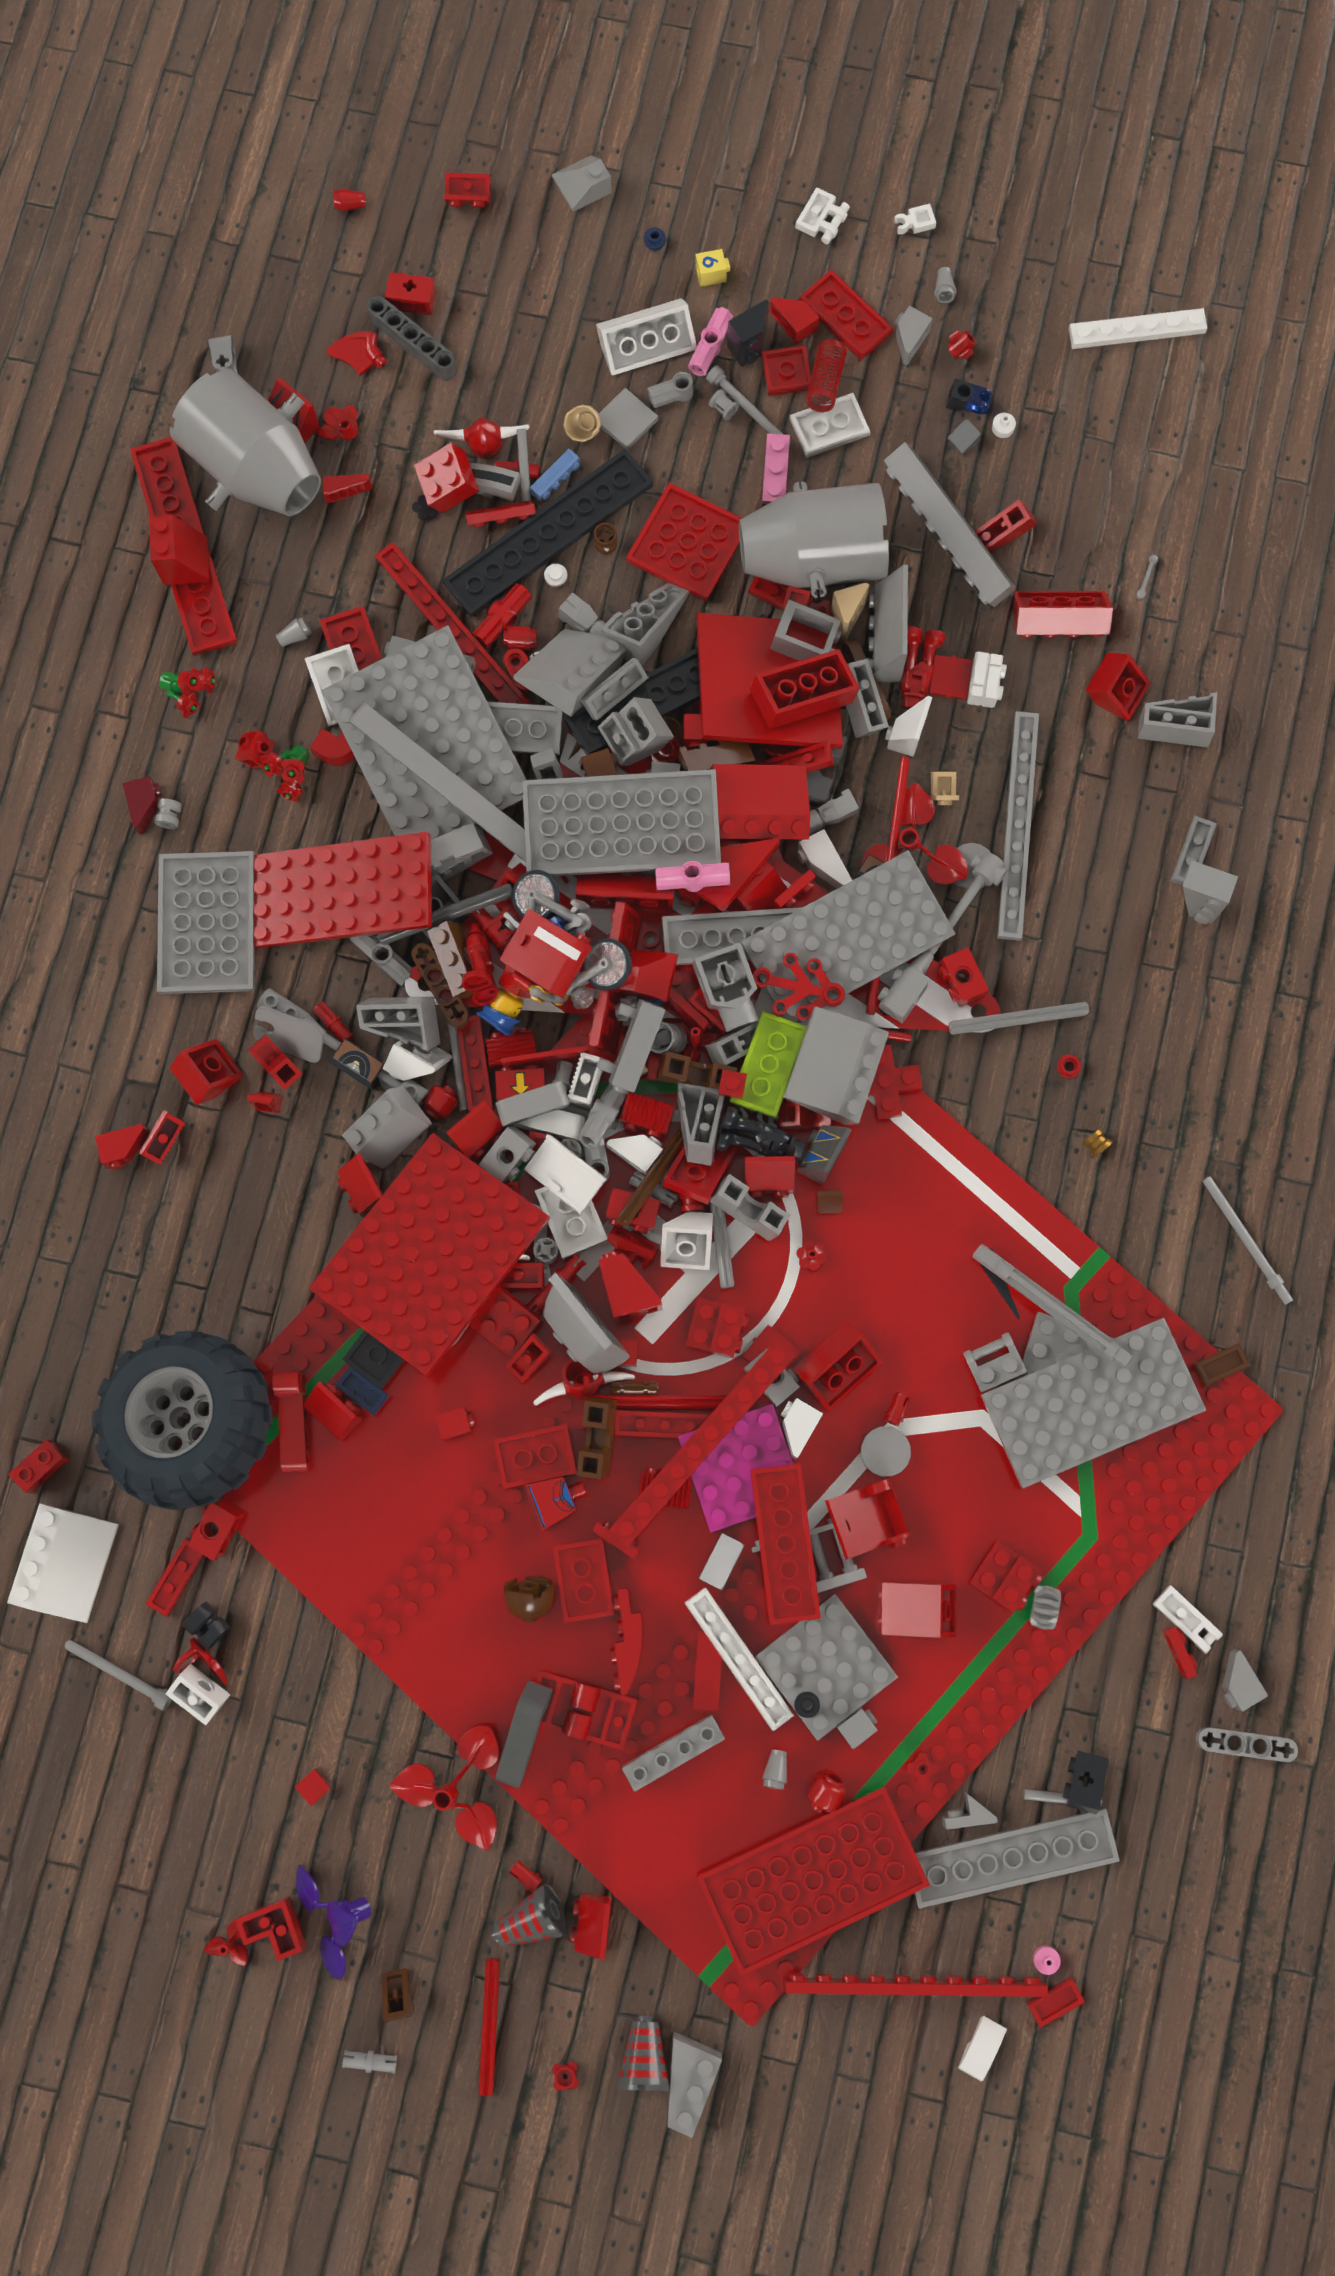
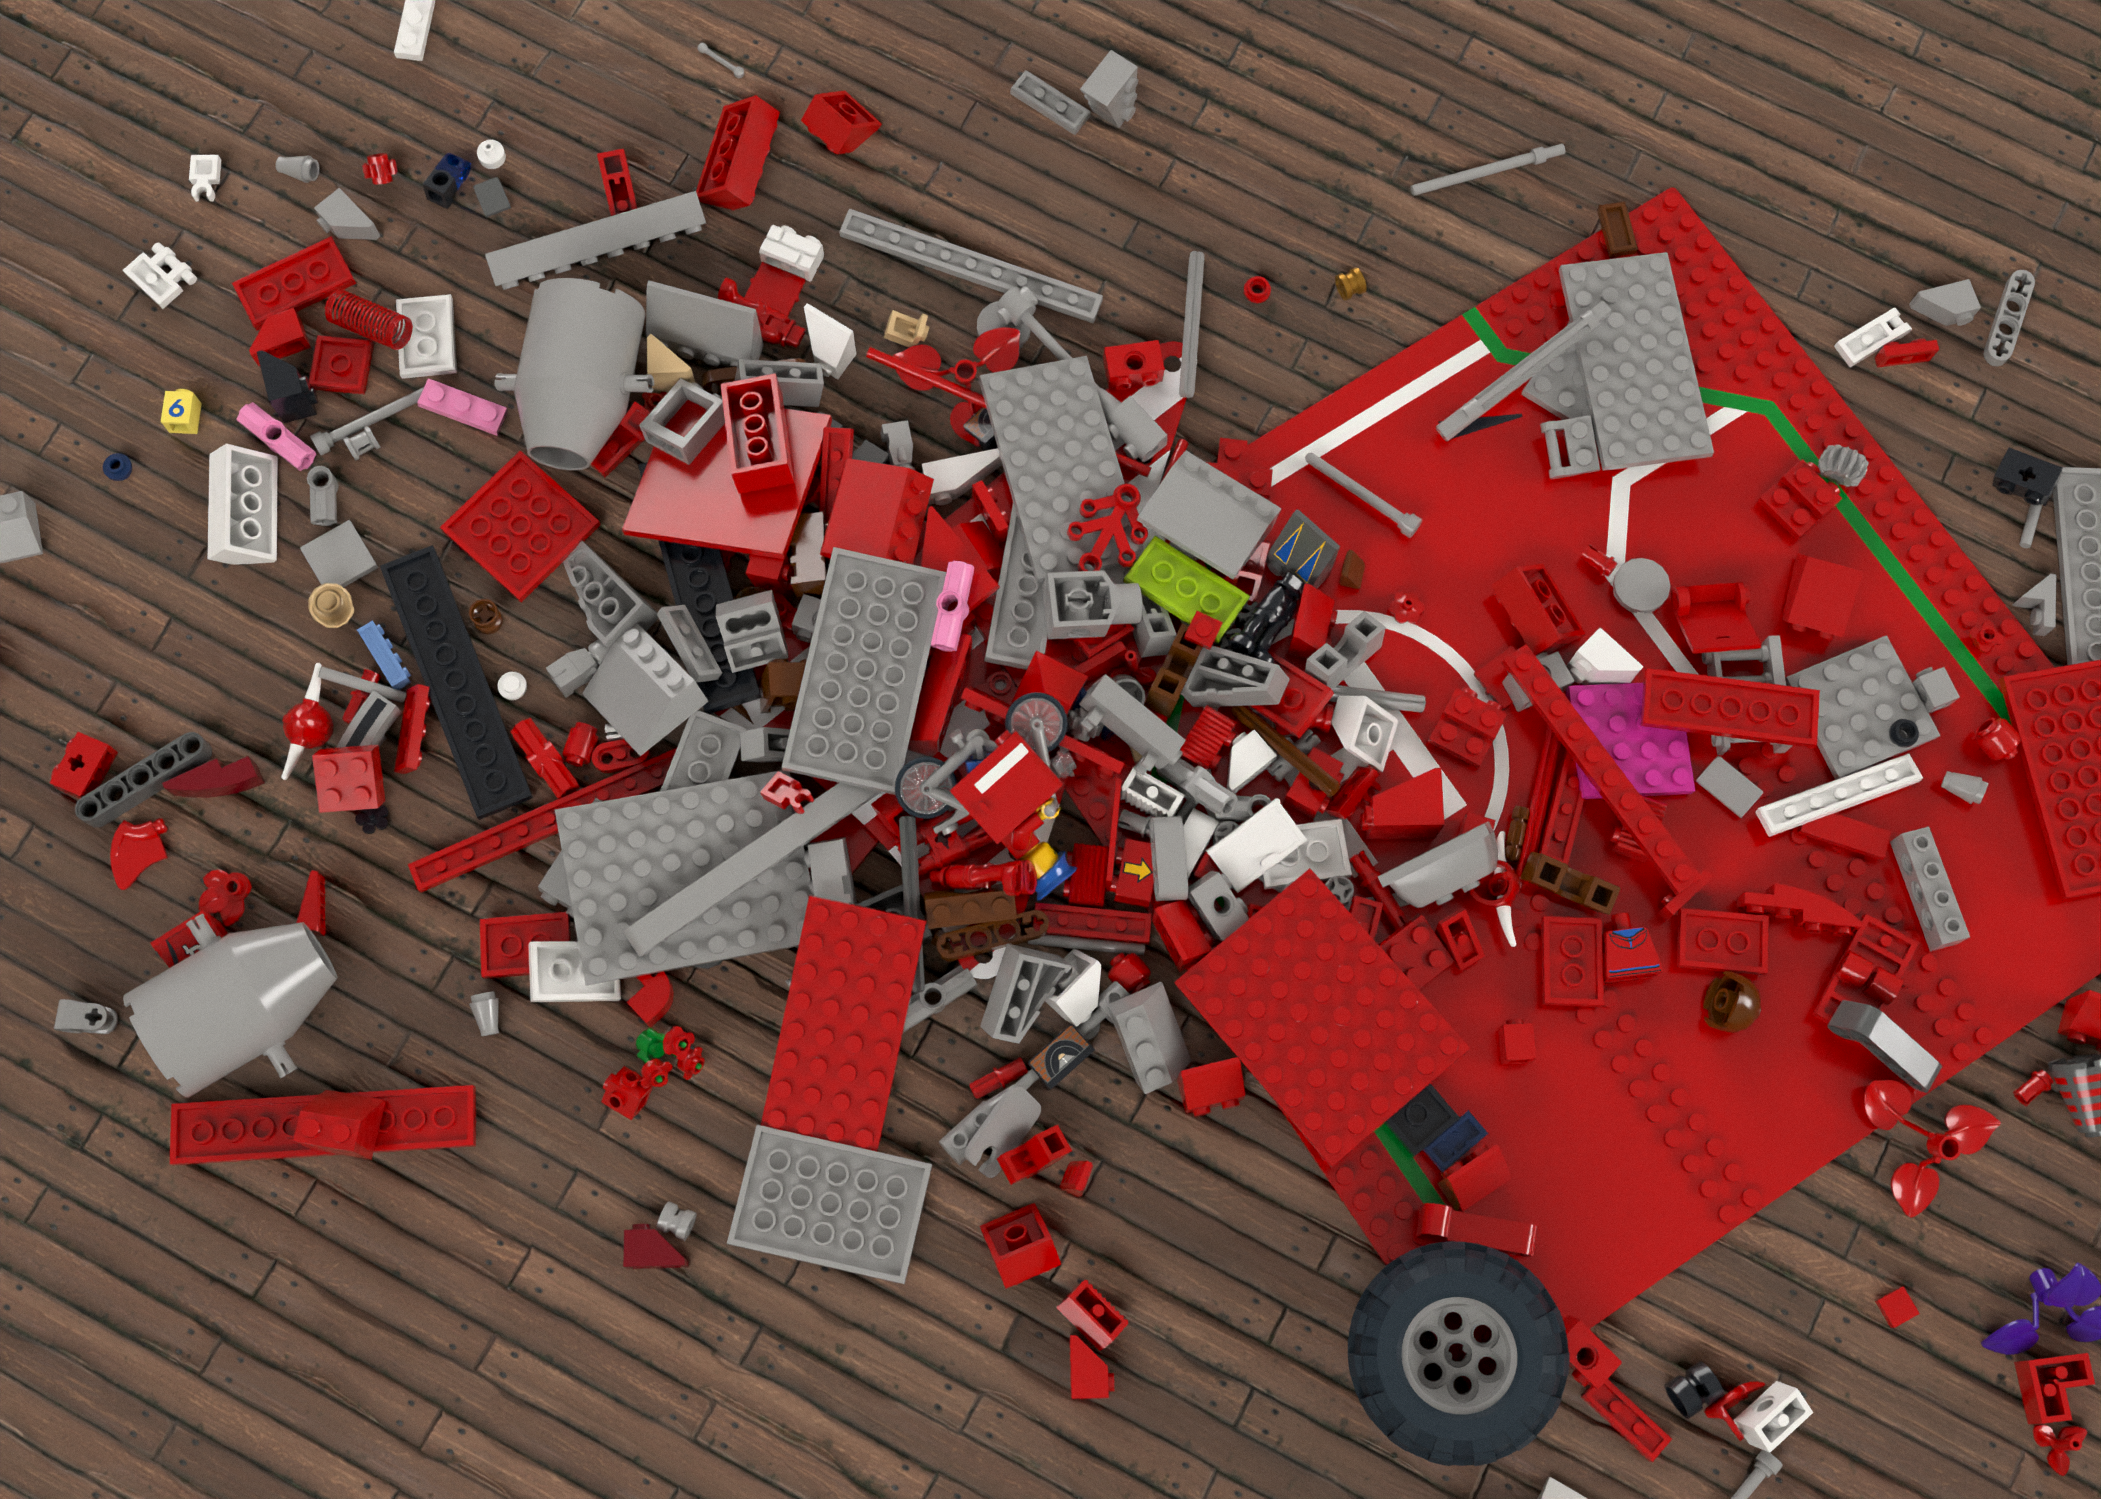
camera: 80 degrees left, 5 degrees down
(186, 682) = (519, 1149): red plant -> none
(426, 389) = (216, 779): none -> dark red slope
(507, 793) = (784, 791): none -> plate
(885, 1239) = (1406, 522): none -> light grey piece
(1180, 721) = (903, 69): light grey wedge -> none

